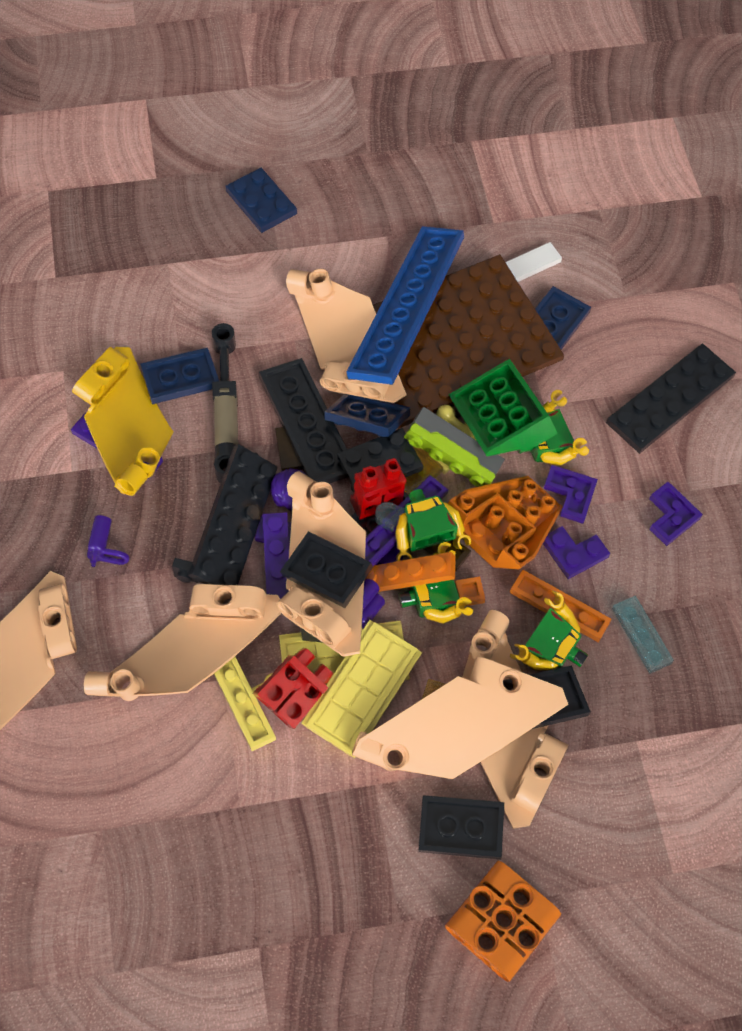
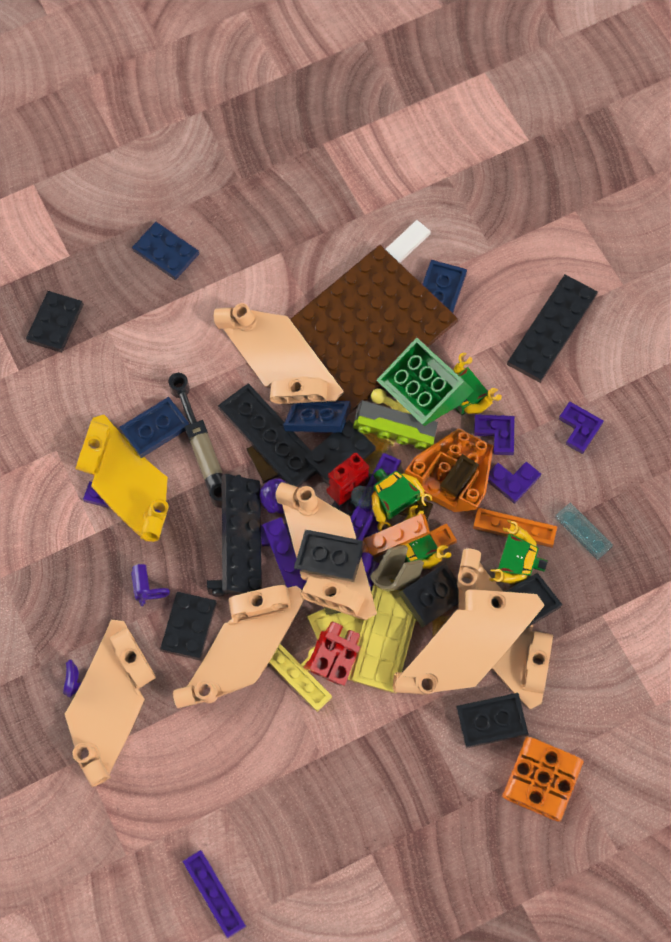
camera: 10 degrees left, 5 degrees up
(47, 937) = (214, 894): none -> dark purple plate
(113, 238) = (54, 321): none -> black plate
(137, 605) = (188, 626): none -> black plate
(400, 606) = (393, 568): none -> dark tan piece
(405, 306) = (319, 313): blue plate -> none
(434, 653) = (431, 595): none -> black plate
(511, 526) = (459, 476): none -> dark brown tile

